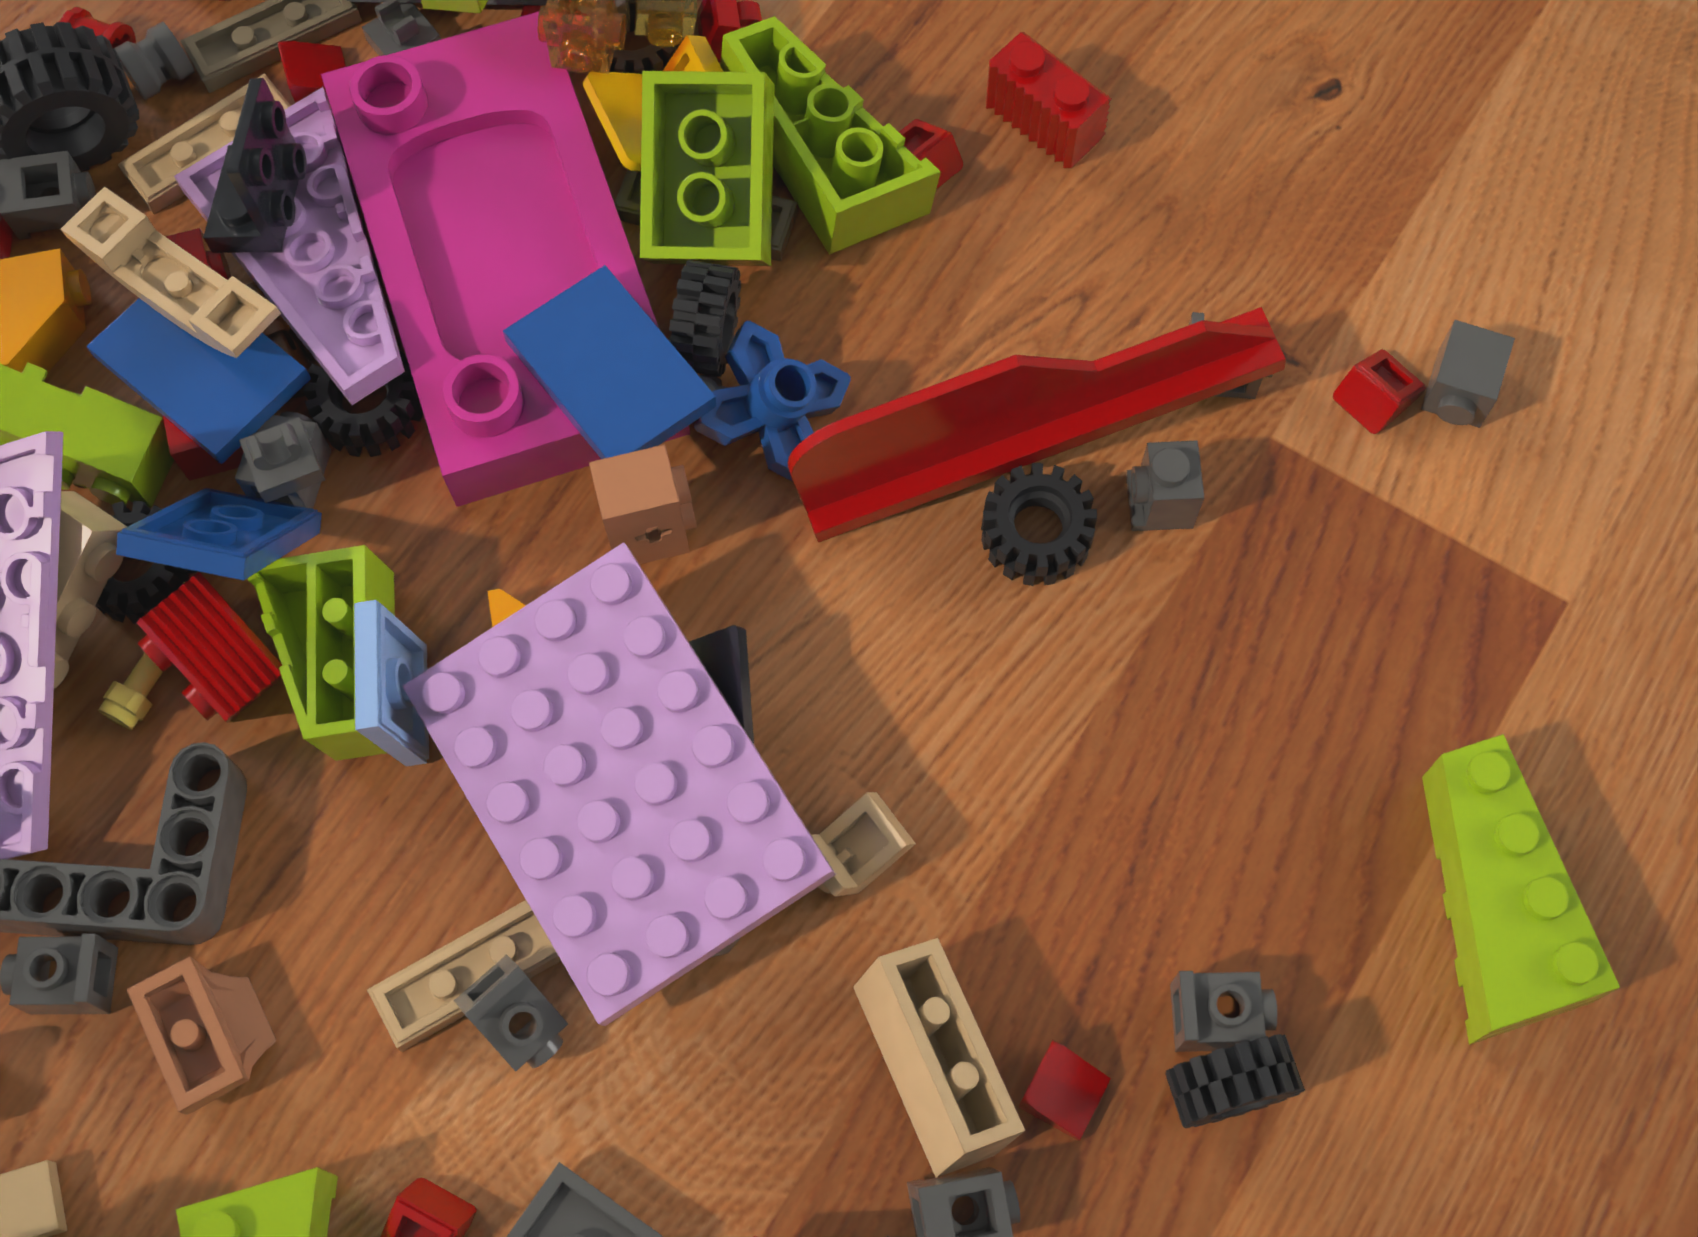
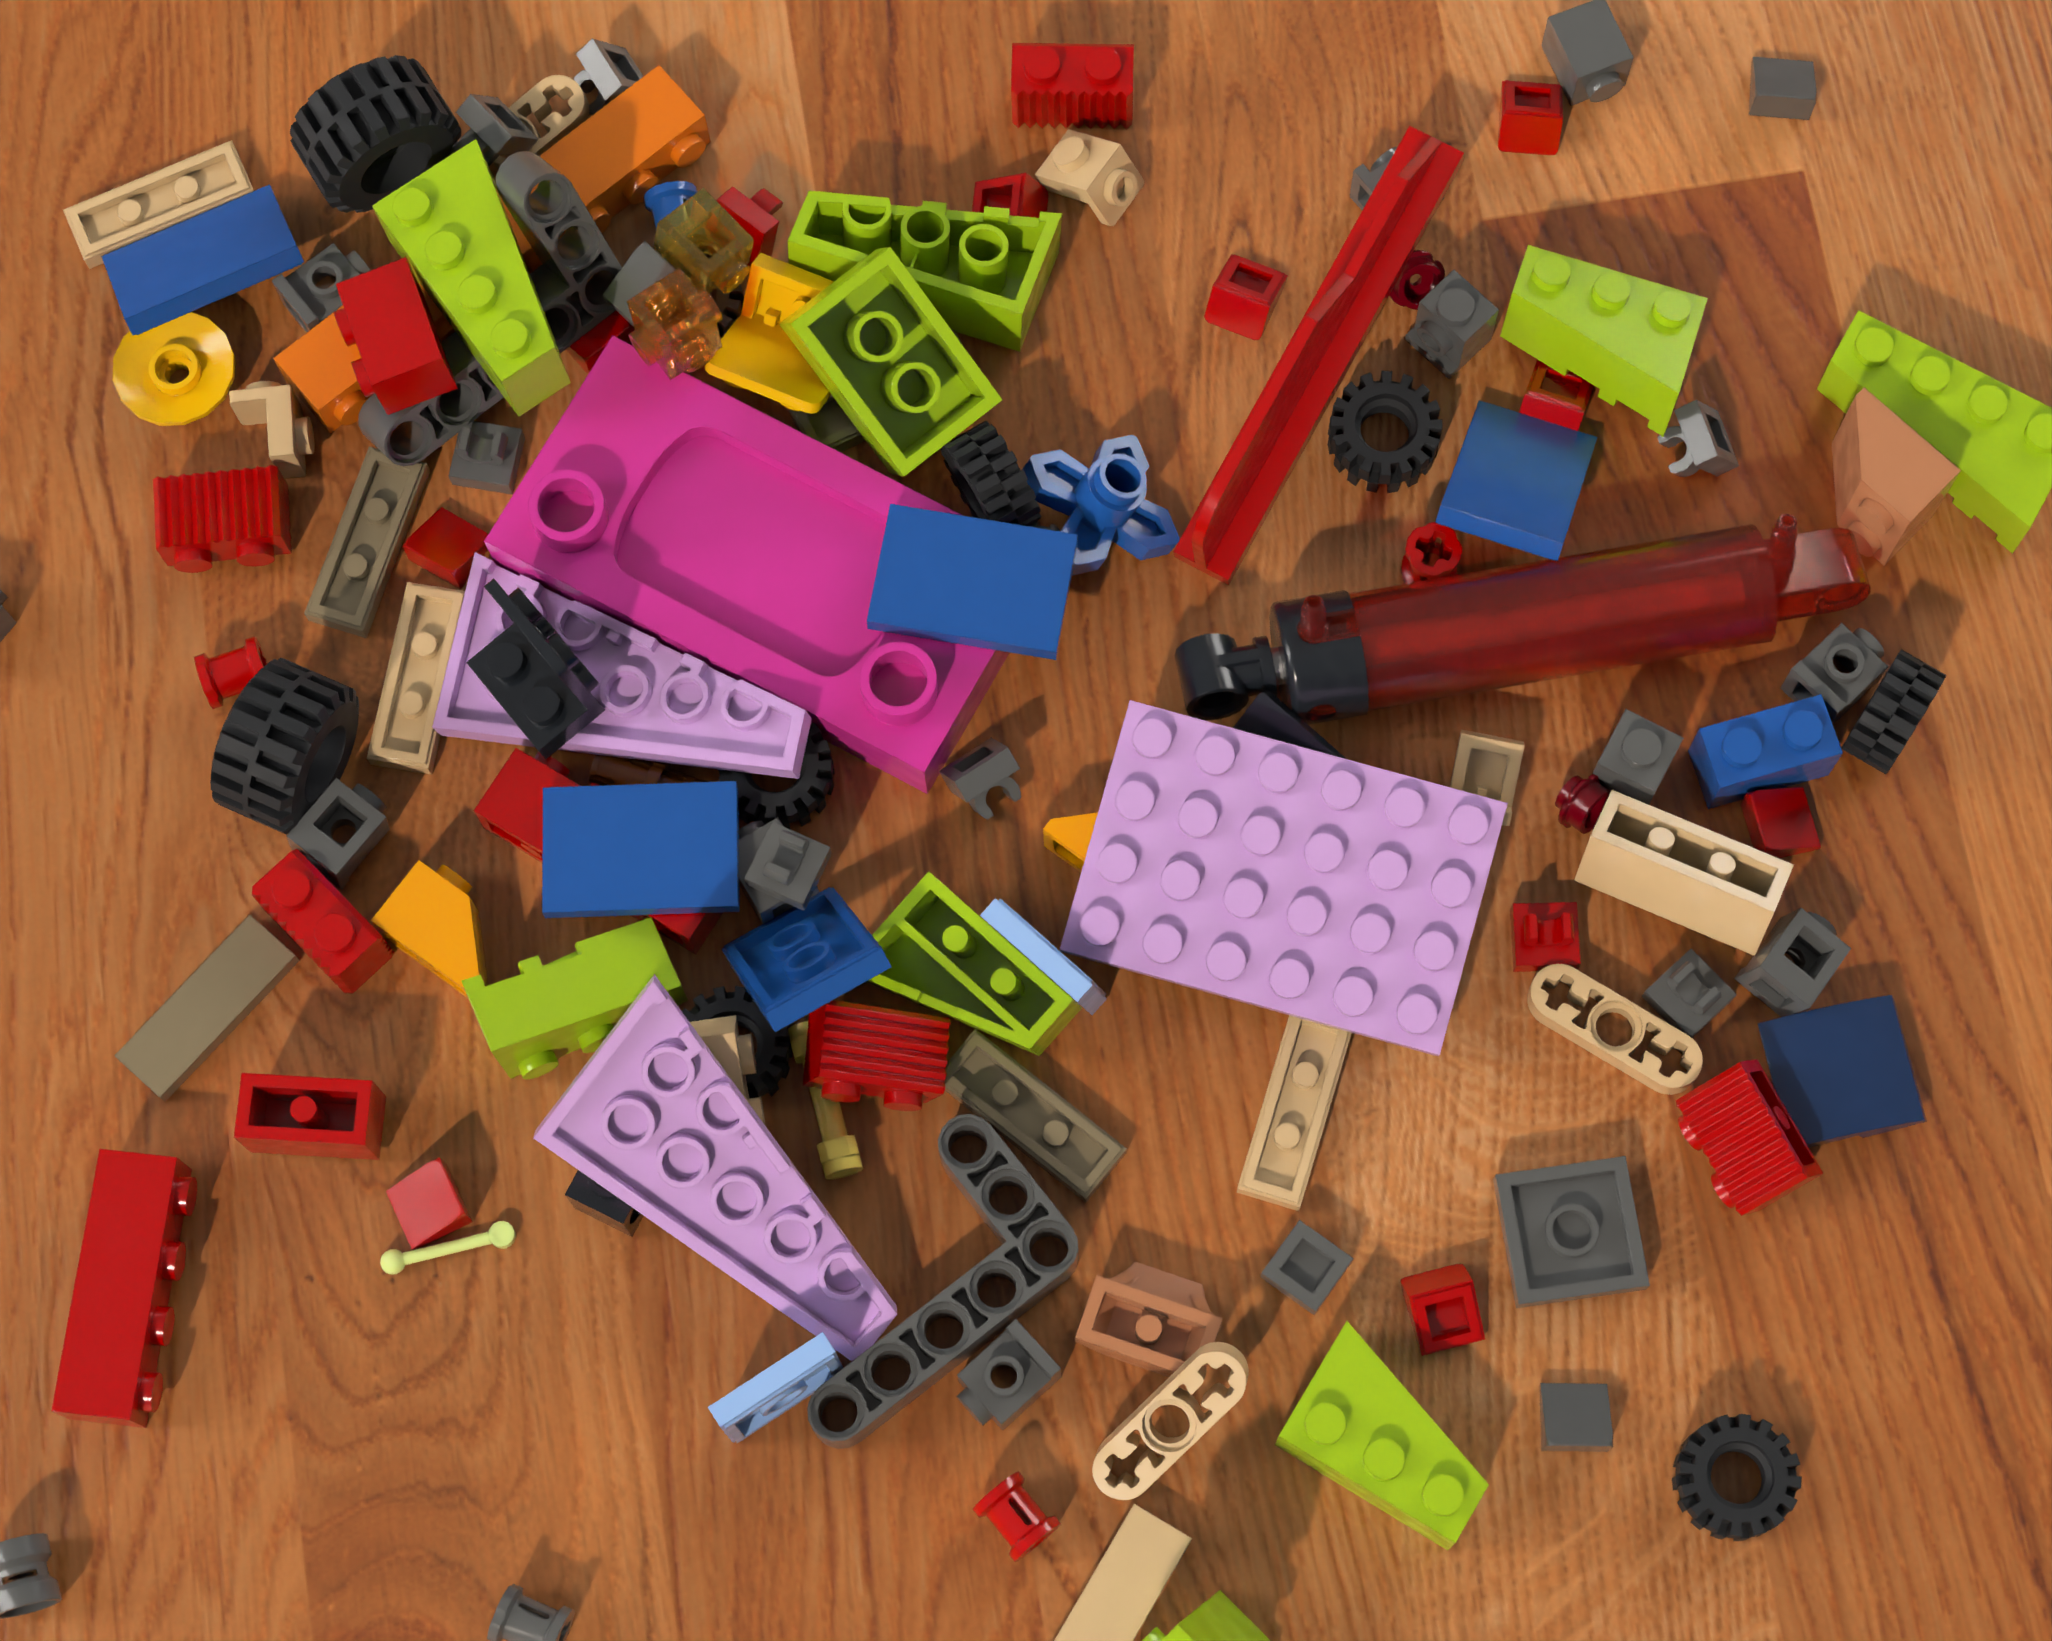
camera: 40 degrees left, 5 degrees up
(150, 1133) = (1124, 1441): none -> tan beam
(154, 60) = (308, 639): dark grey wheel -> none
(168, 277) = (568, 801): tan slope -> none
(283, 804) = (1032, 1116): none -> dark tan tile
(352, 1099) = (1306, 1267): none -> dark grey plate
(499, 518) = (979, 771): none -> dark grey tile
(501, 995) = (1363, 1107): dark grey brick -> none
(644, 503) = (1094, 666): nougat brick -> none
(741, 1088) = (1665, 1037): none -> tan beam
(790, 1011) = (1544, 935): none -> red tile
(857, 1162) = (1689, 994): none -> dark grey tile
(917, 925) = (1581, 802): none -> dark red plate
(987, 629) = (1421, 543): none -> red bush
(987, 935) = (1637, 757): none -> dark grey brick
(1003, 176) = (1092, 173): none -> tan bracket
(1010, 757) = (1526, 622): none -> clear red piece
(1032, 335) = (1244, 297): none -> red slope
(1096, 638) = (1517, 480): none -> blue tile
(1101, 1020) = (1765, 751): none -> blue brick
(1180, 420) = (1430, 273): none -> dark red plate
(1195, 613) = (1556, 397): none -> red slope
(1283, 586) = (1607, 329): none -> lime wedge
(1285, 736) = (1705, 441): none -> dark grey tile
(1405, 894) = (1885, 478): none -> nougat slope
(1606, 525) = (1782, 88): none -> dark grey slope

